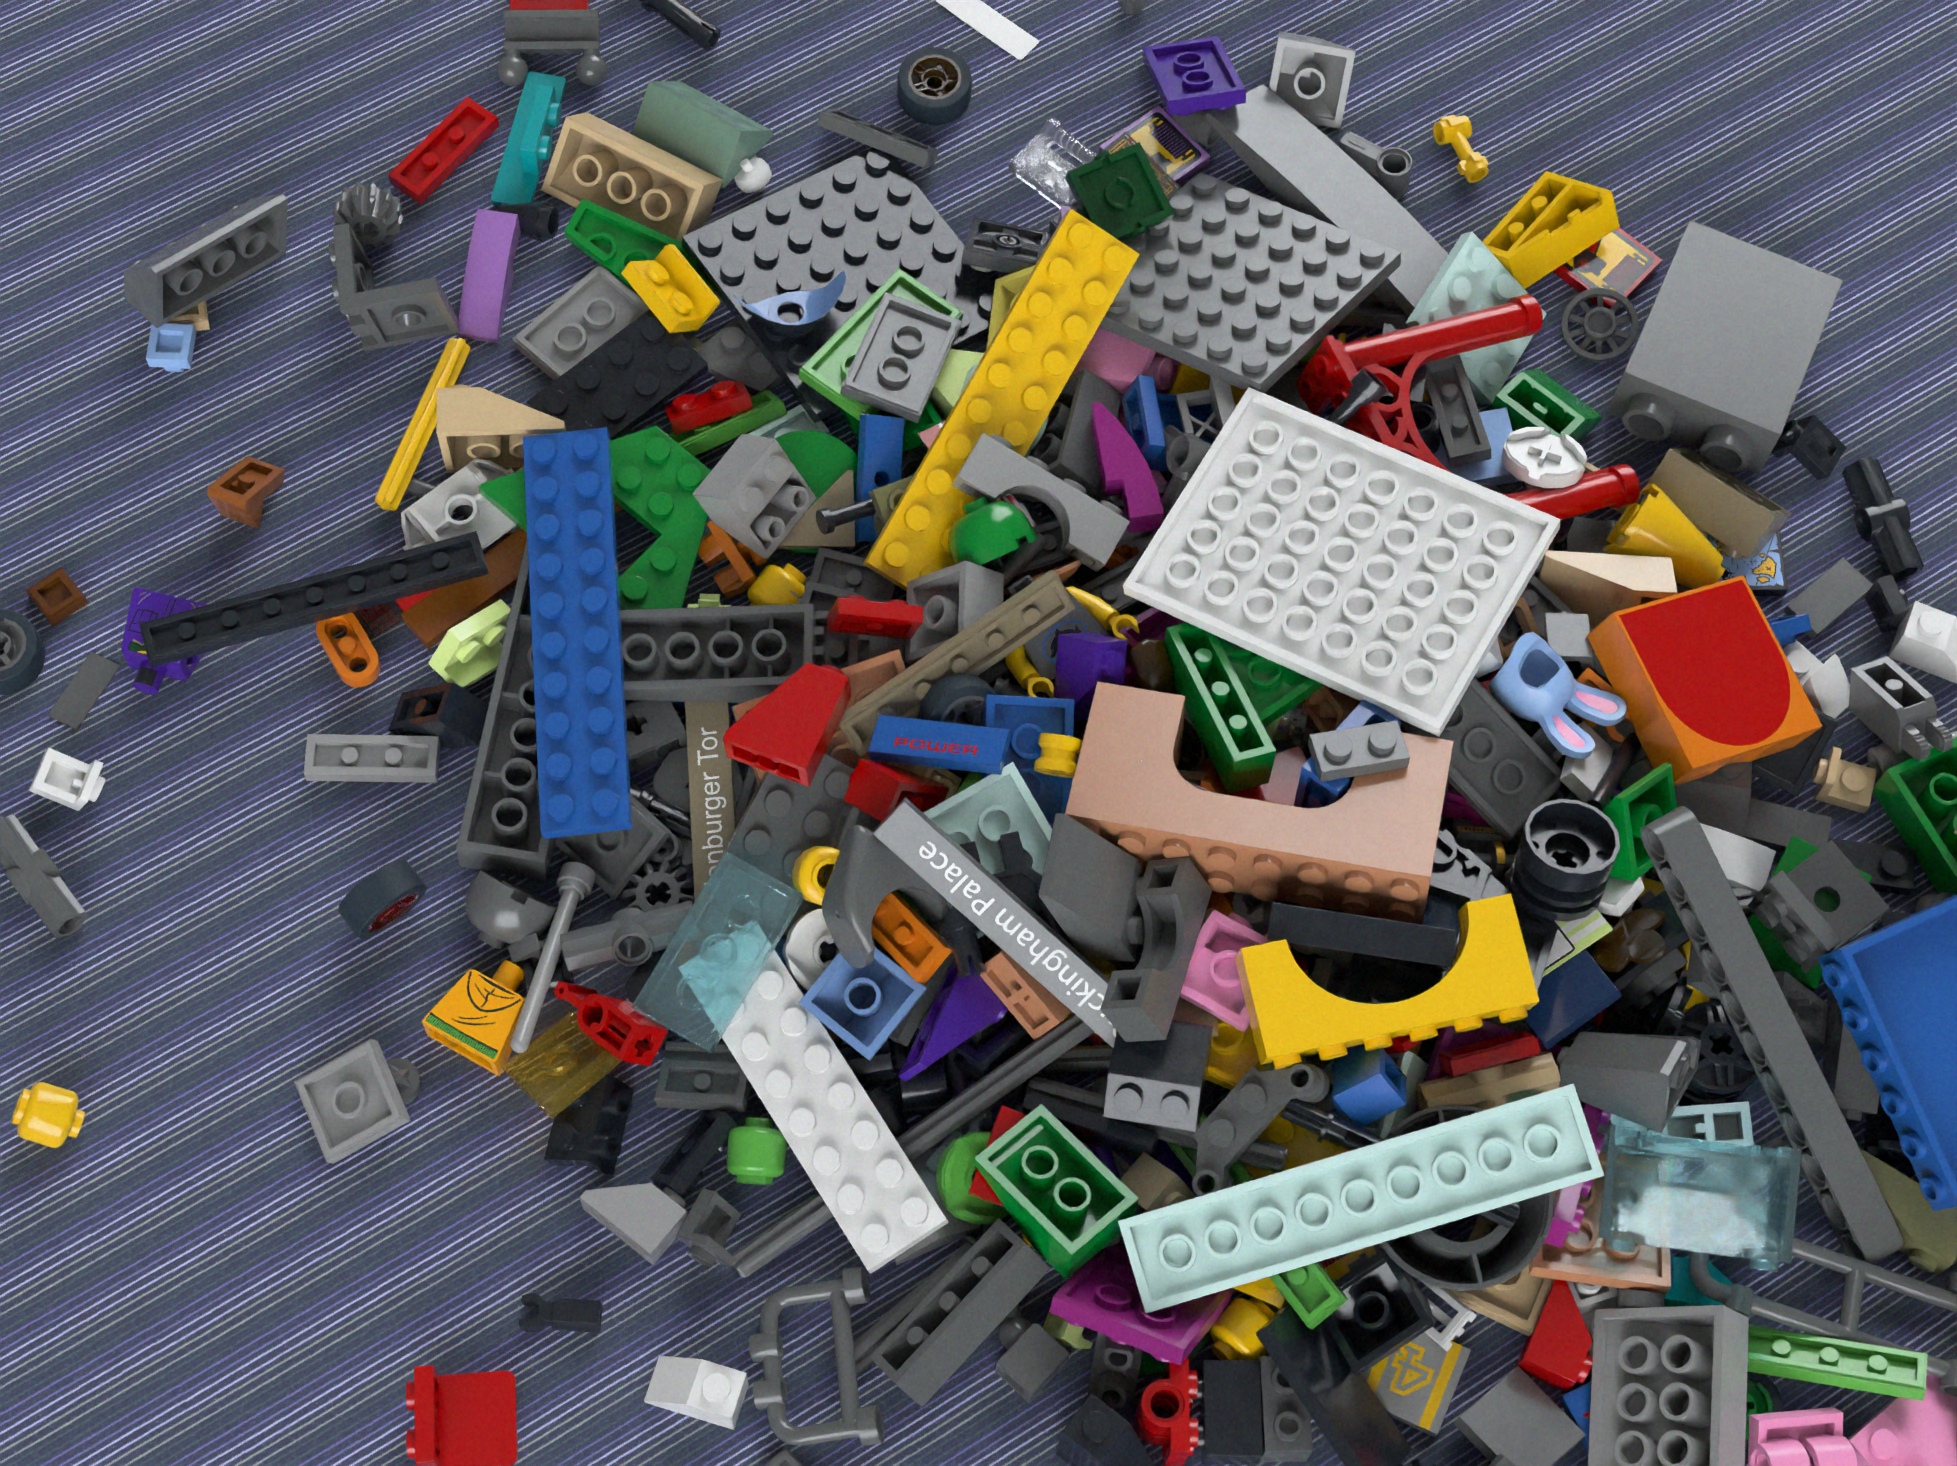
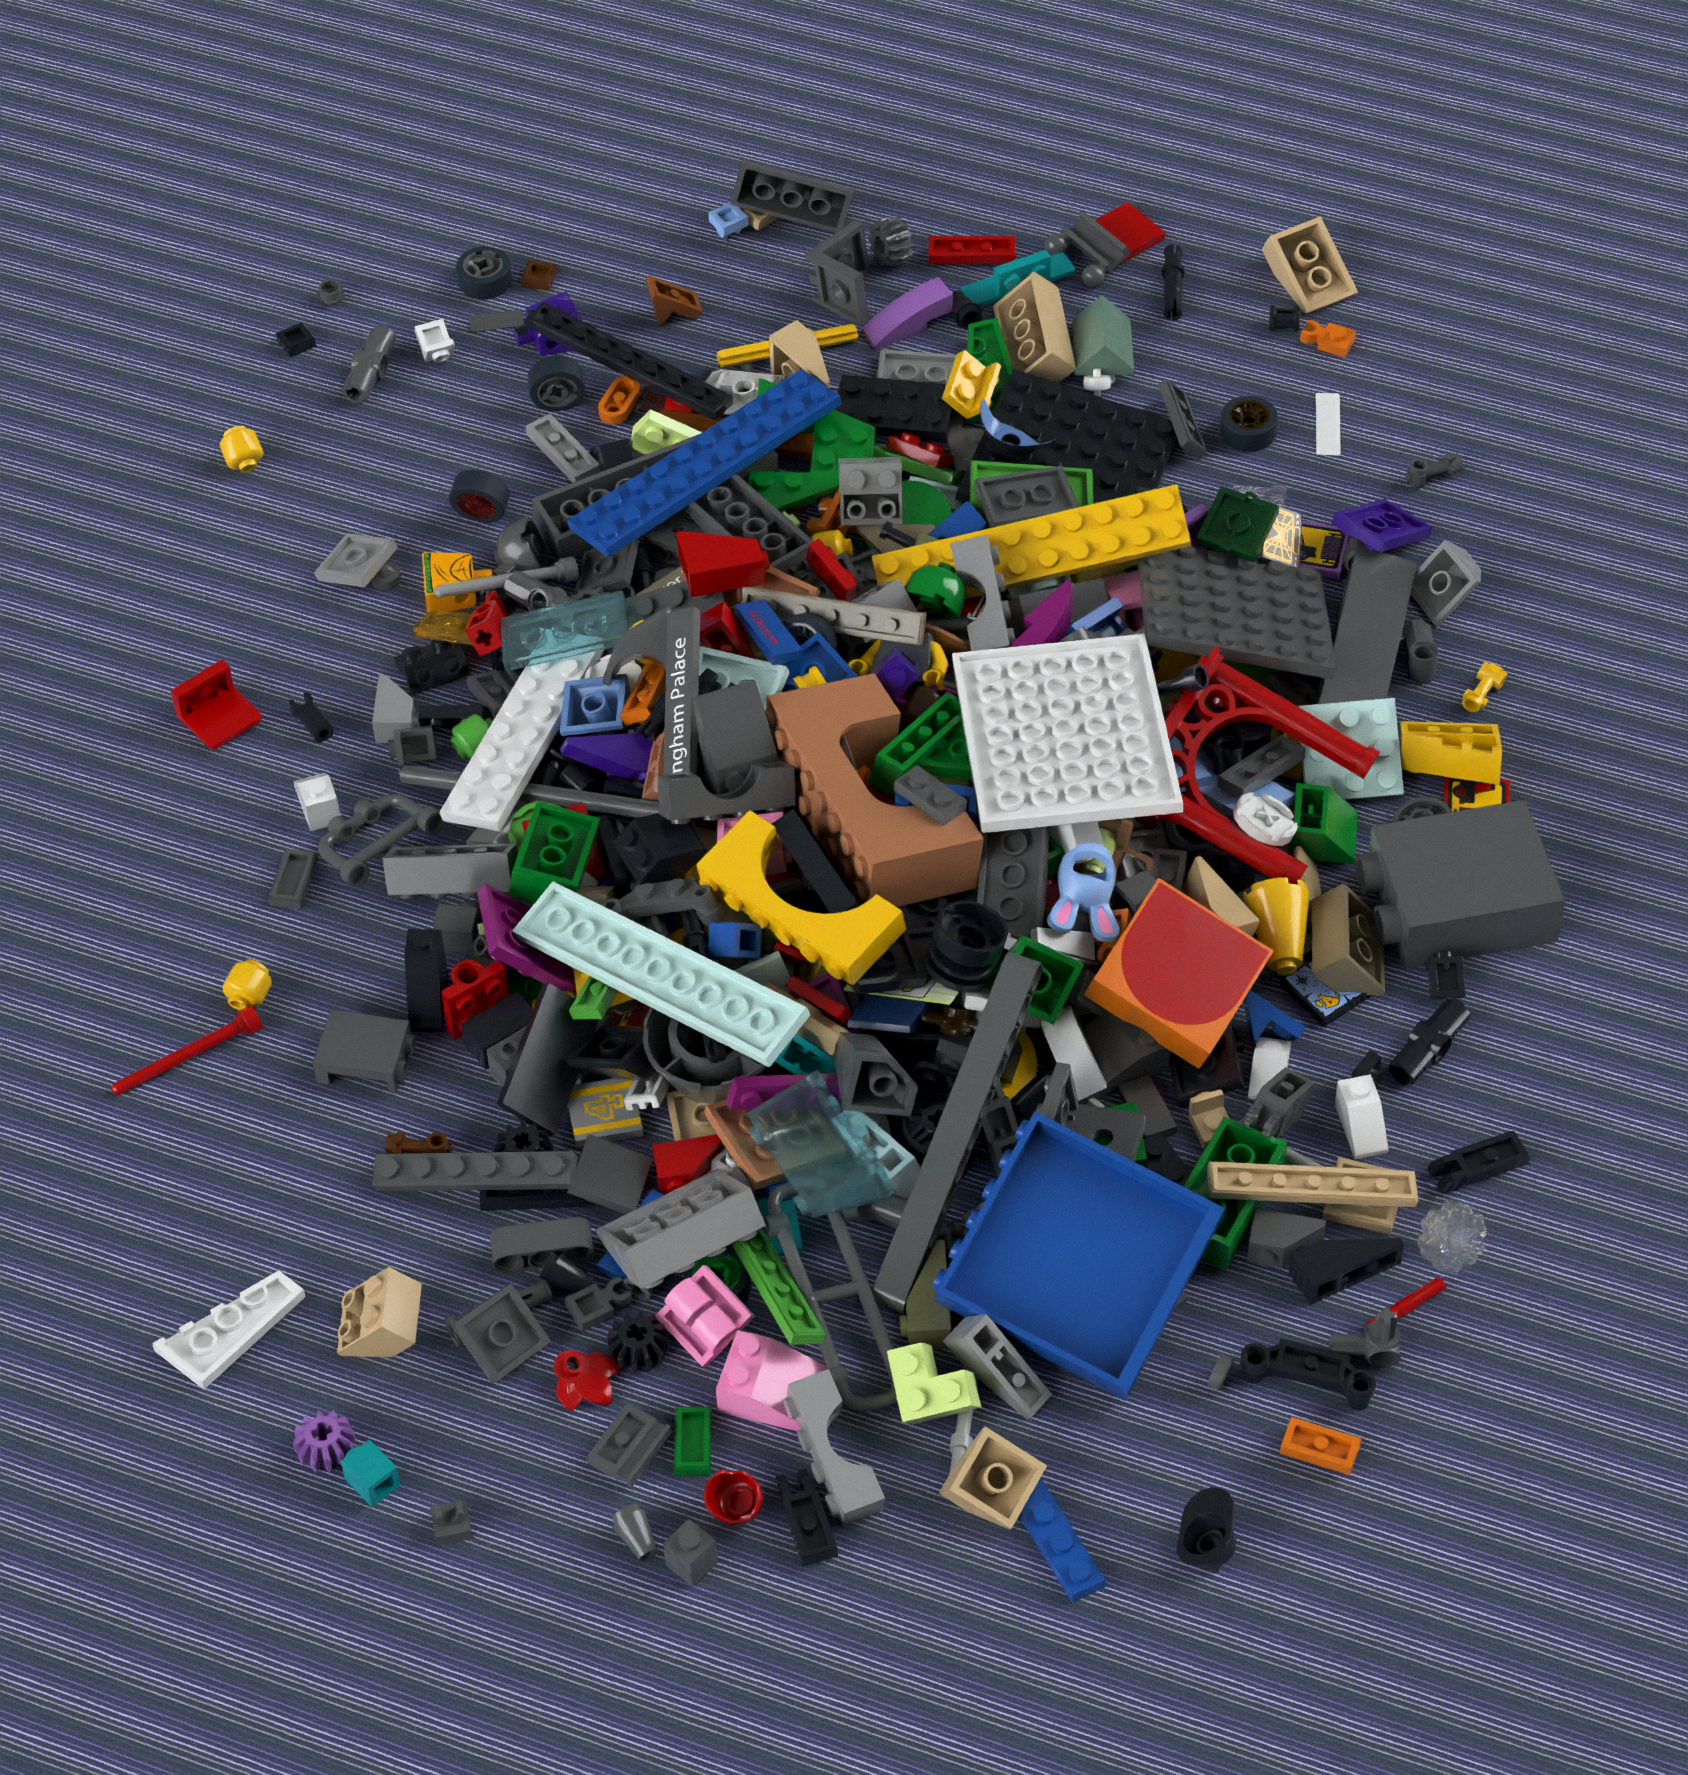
camera: 60 degrees right, 15 degrees down
(273, 696) = (556, 383): none -> black wheel
(1830, 597) = (1339, 1046): dark grey tile -> none

